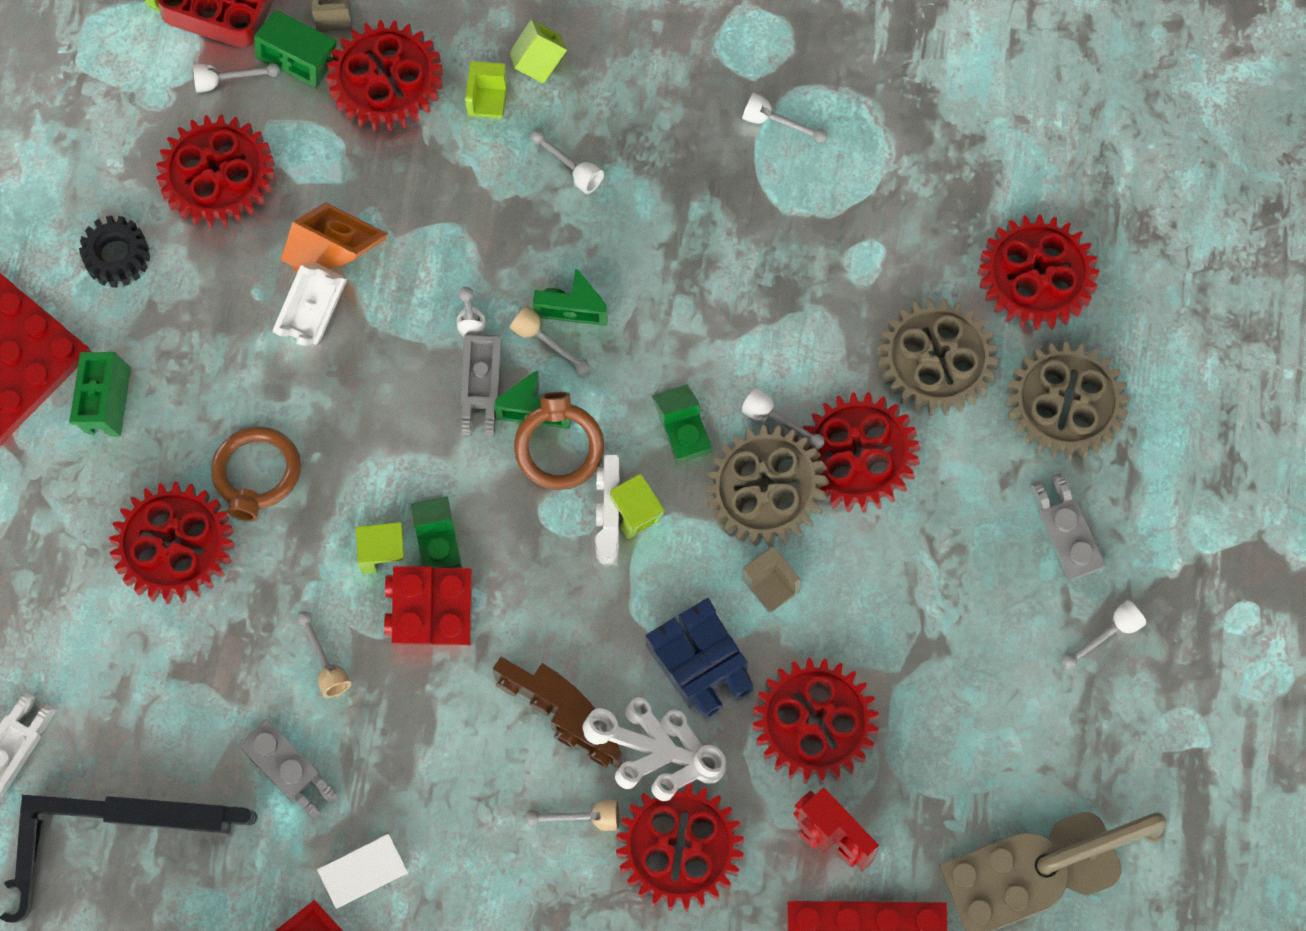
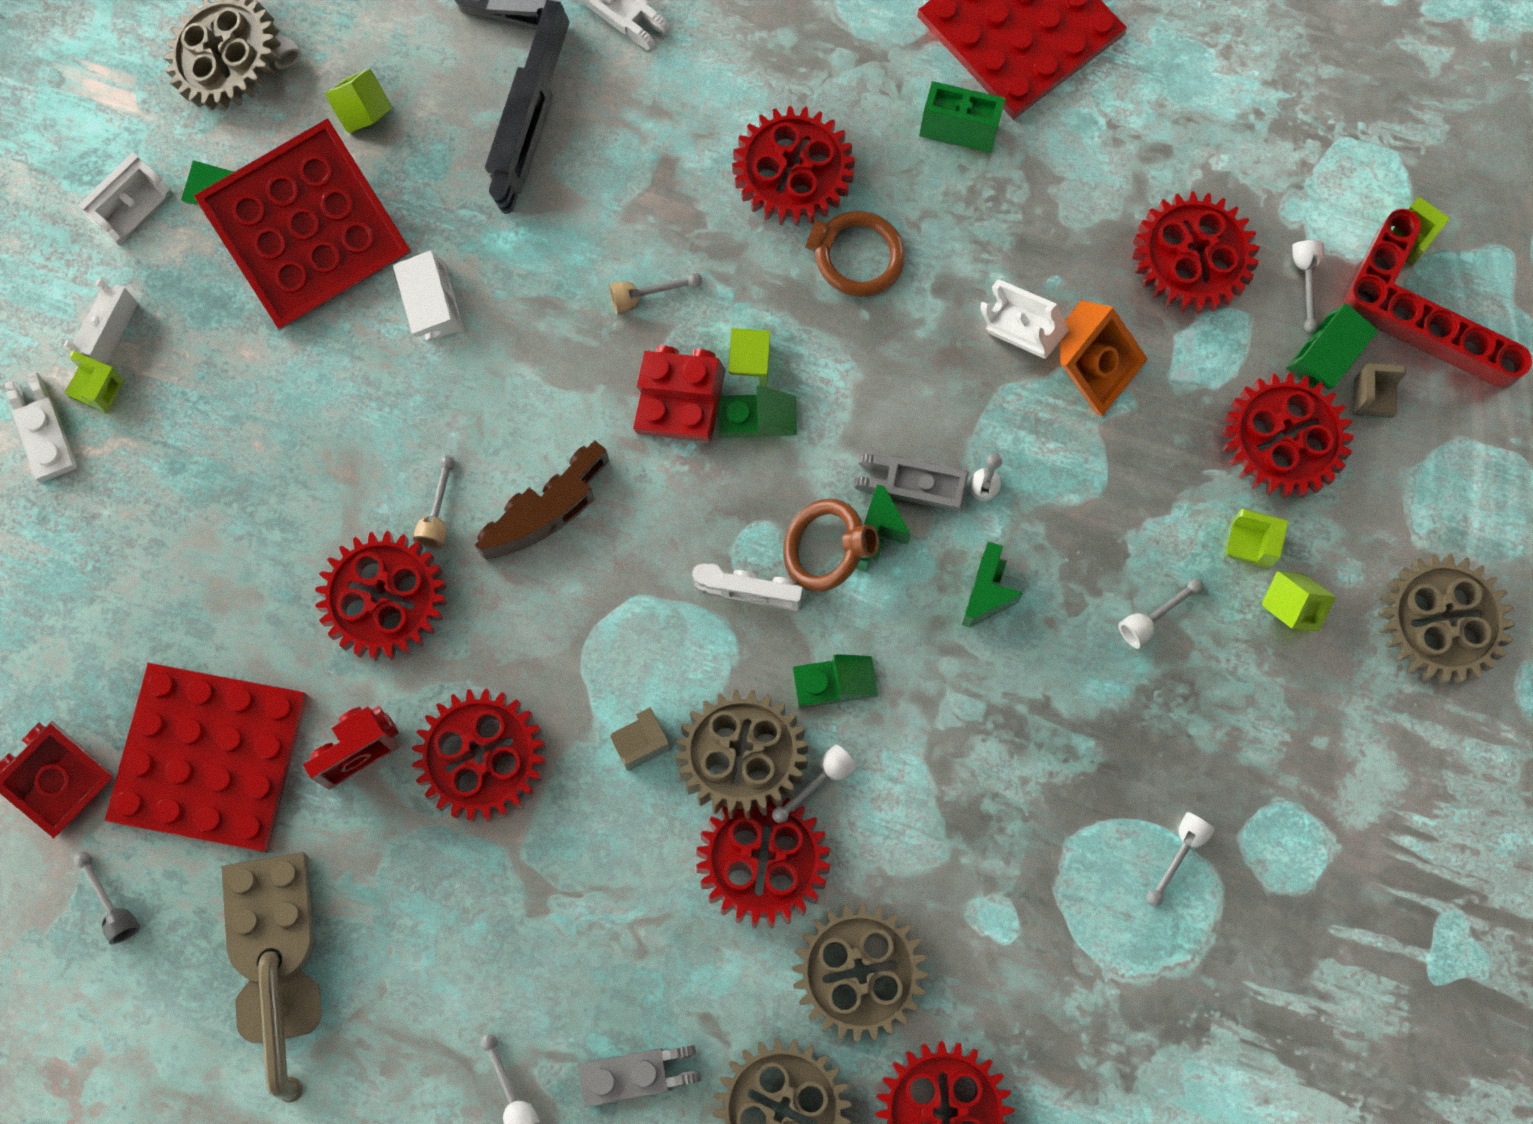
camera: 100 degrees right, 5 degrees up
(108, 233) = (1124, 128): black tyre -> none
(285, 767) = (546, 245): light grey hinge -> none
(529, 324) = (970, 540): hinge -> none
(636, 505) = (744, 611): lime panel -> none
(658, 746) = (478, 591): white plant -> none
(709, 669) = (570, 649): dark blue hips -> none

